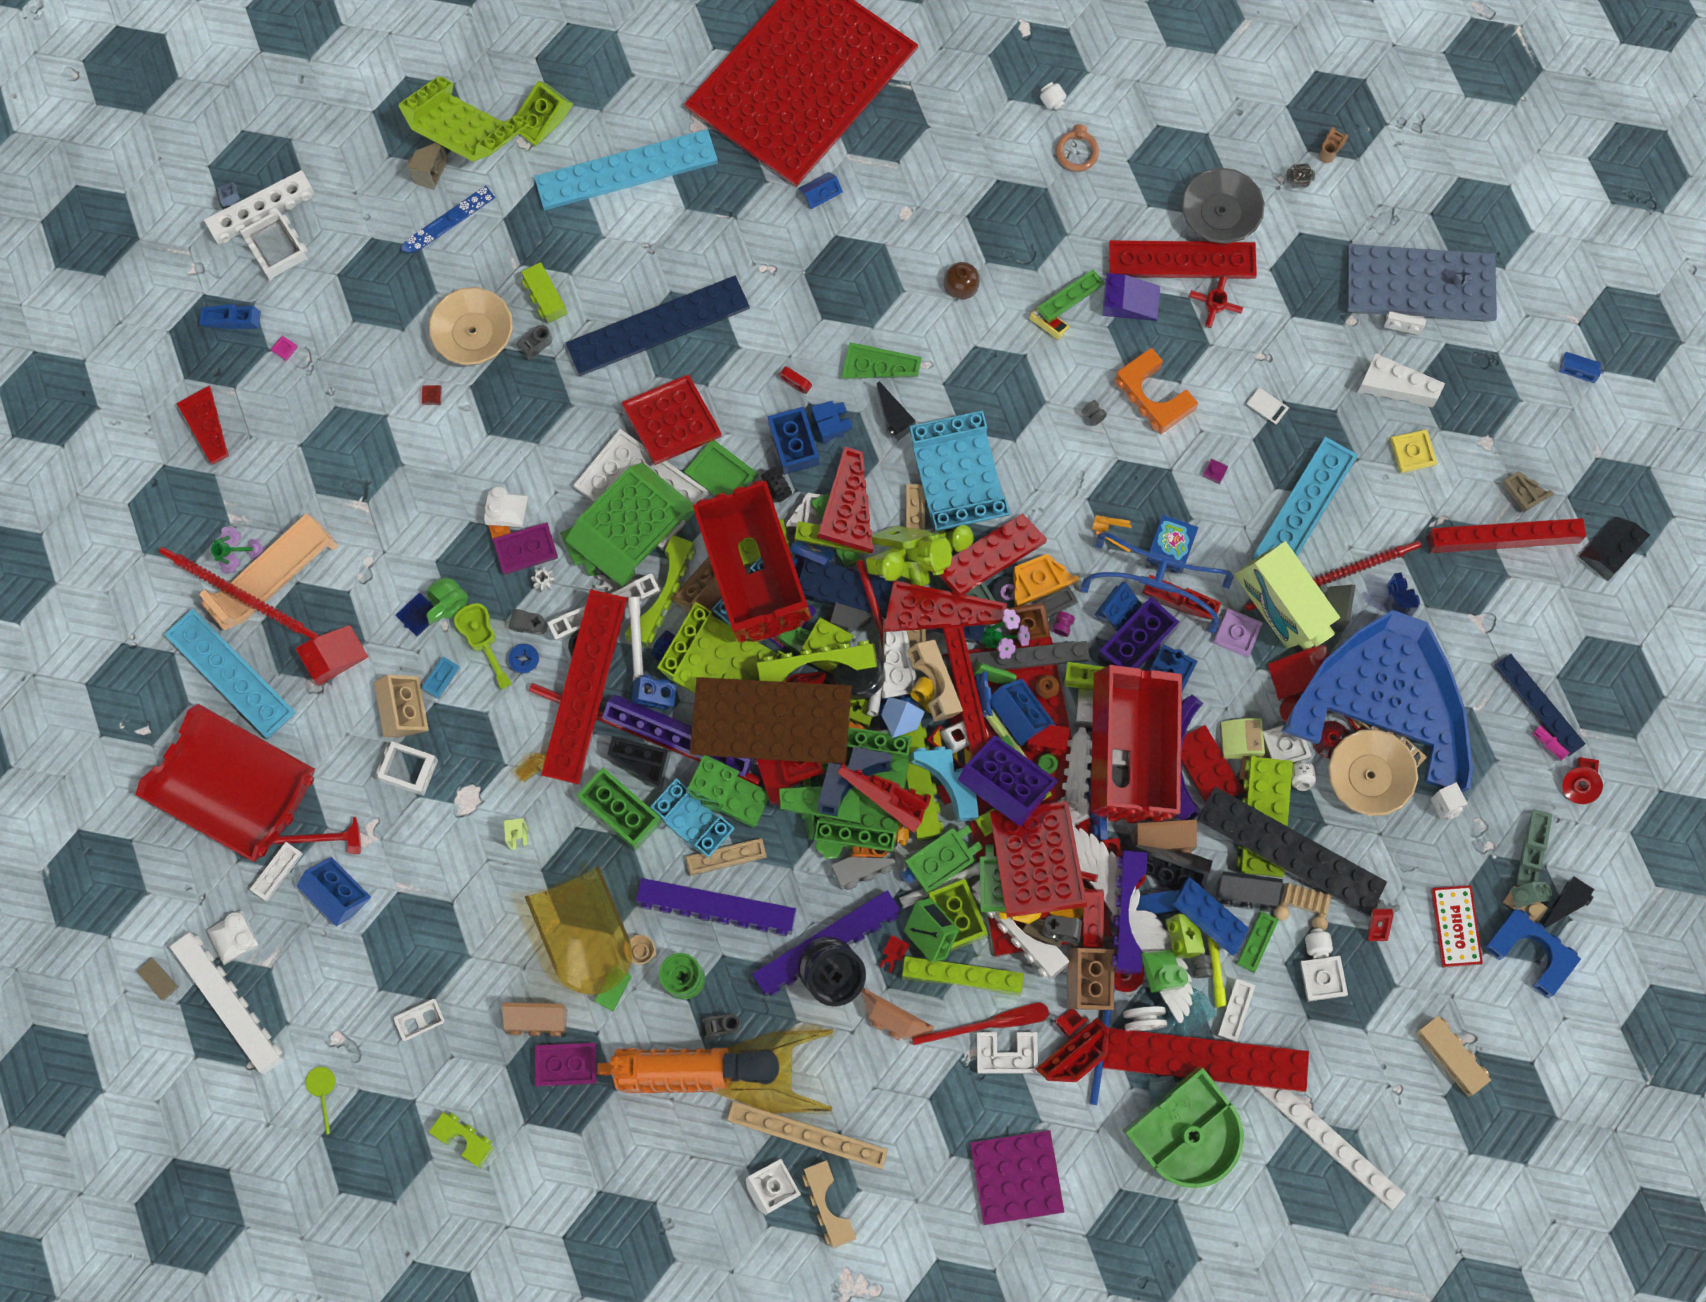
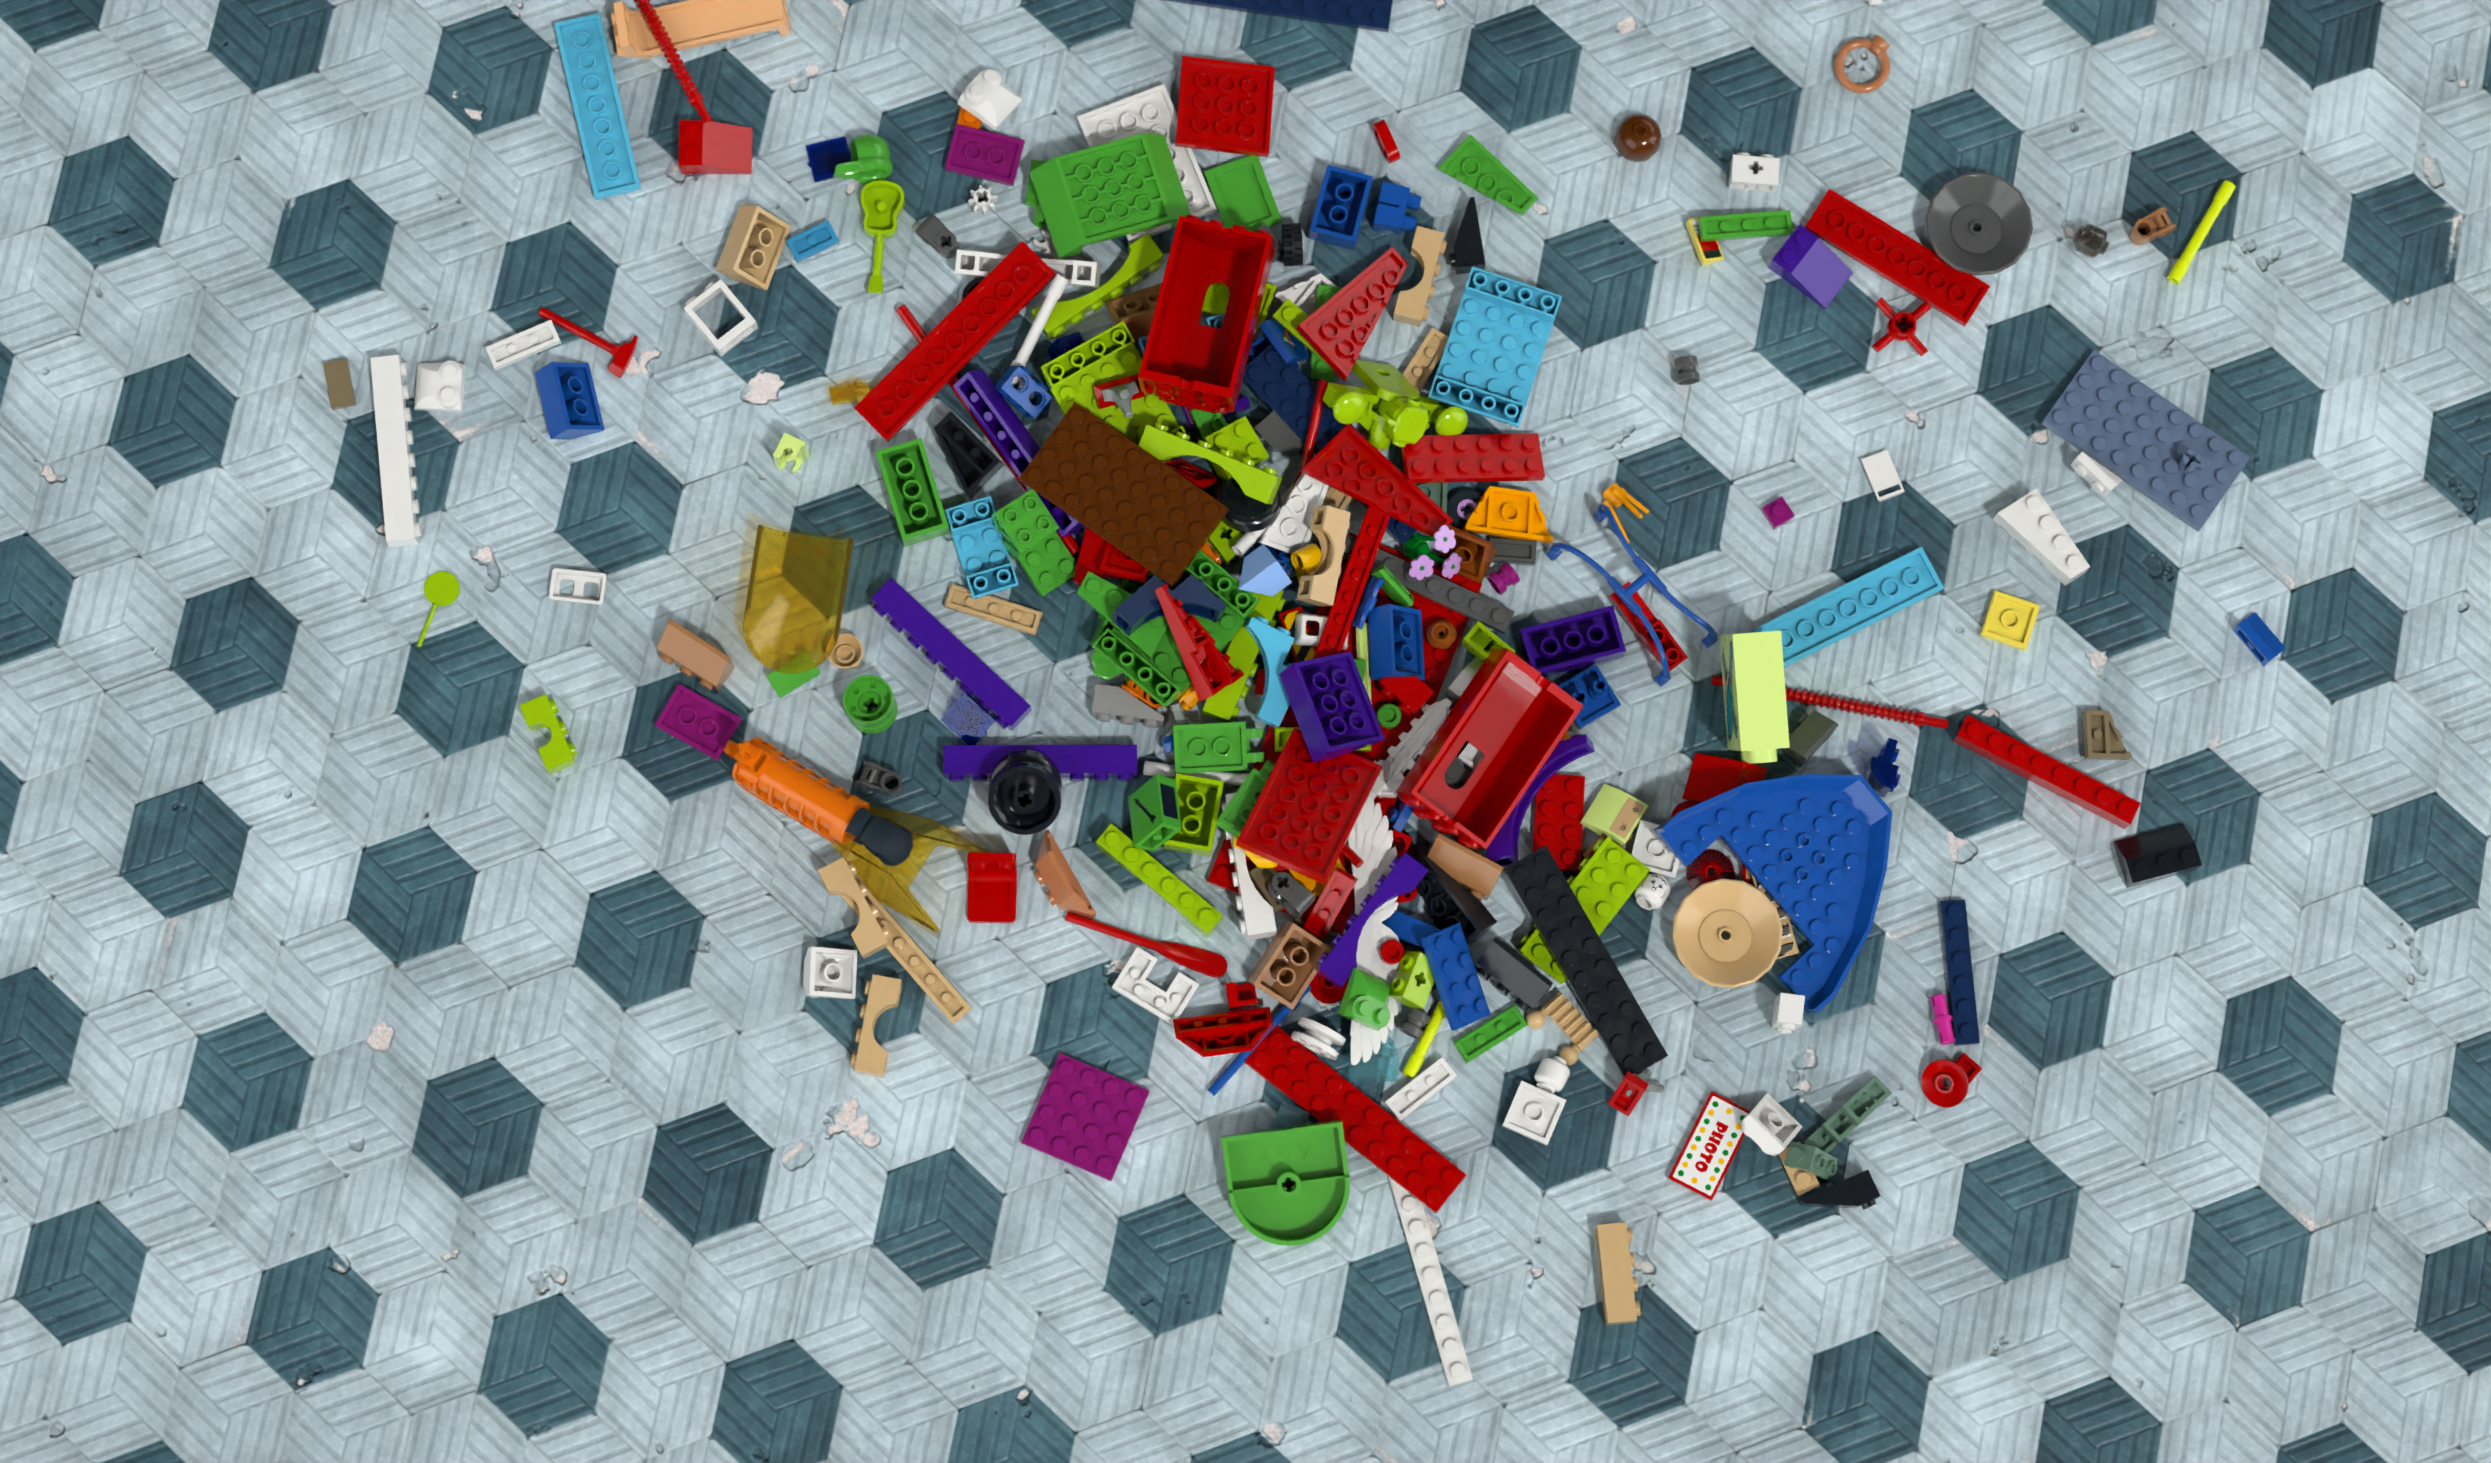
camera: 25 degrees right, 5 degrees up
(227, 783) = (527, 222): red panel -> none
(518, 652) = (911, 262): blue gear -> none
(722, 652) = (1119, 393): none -> piece
(739, 1115) = (840, 880): none -> tan arch
(757, 944) = (968, 719): none -> clear blue piece
(848, 1054) = (992, 887): none -> red piece
(868, 435) = (1411, 303): none -> tan arch
(895, 950) = (1107, 812): red plate -> none
(1045, 260) = (1742, 176): none -> white brick
(1118, 606) = (1575, 595): blue bracket -> none
(1156, 926) = (1391, 952): none -> red tile
(1161, 415) = (1758, 416): orange arch -> none
(1173, 540) = (1679, 561): panel -> none
(1237, 632) = (1685, 700): lavender tile -> none
(1363, 102) = (2183, 263): none -> neon yellow piece
(1488, 887) = (1770, 1126): none -> white slope
(1560, 959) = (1776, 1187): blue arch -> none

